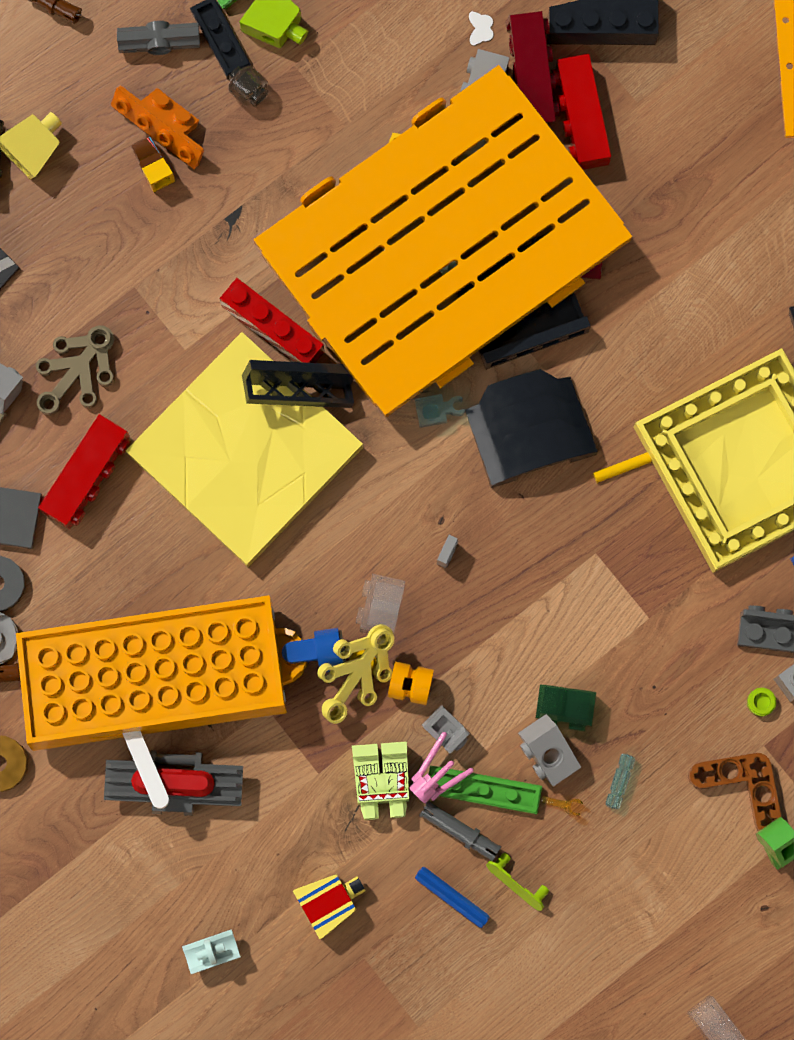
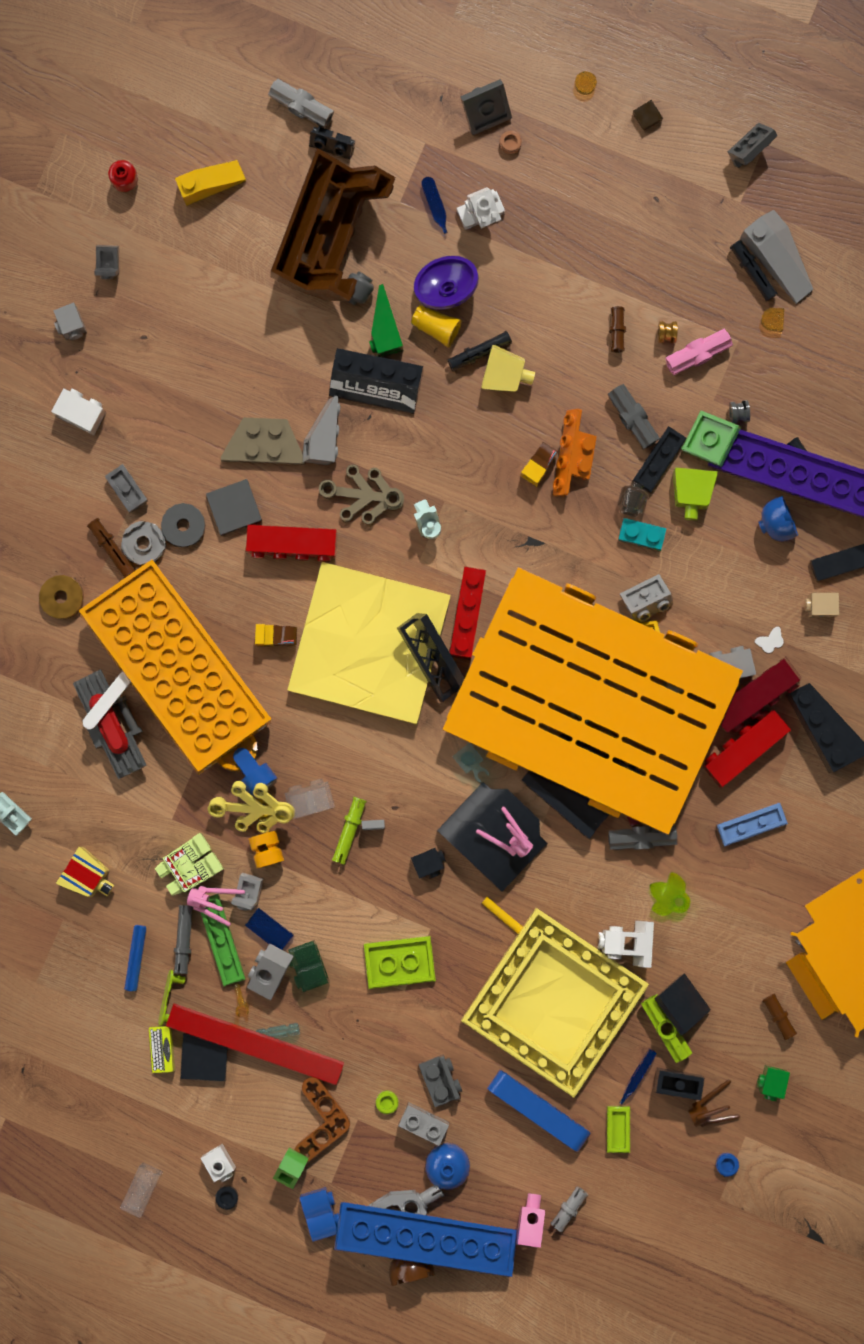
camera: 65 degrees right, 5 degrees up
(145, 311) = (427, 520): none -> light aqua hips
(178, 546) = (275, 635): none -> leg
(290, 98) = (642, 534): none -> teal plate
(363, 128) = (647, 598): none -> light grey bracket
(430, 572) = (349, 830): none -> lime pin
(500, 729) = (269, 929): none -> clear blue tile
(523, 514) = (429, 863): none -> black brick
(554, 401) = (519, 841): none -> bright pink plant
(570, 922) = (161, 1049): none -> slope
(604, 878) = (203, 1059): none -> black tile
(614, 605) = (399, 962): none -> lime tile
(618, 274) = (640, 838): none -> dark grey piece
(619, 812) = (254, 1044): none -> red tile
(666, 152) = (751, 824): none -> medium blue tile
(694, 280) = (667, 894): none -> clear neon green plate
(717, 359) = (613, 942): none -> white tile
(733, 924) = (218, 1163): none -> white brick
(774, 937) = (226, 1197): none -> black tile

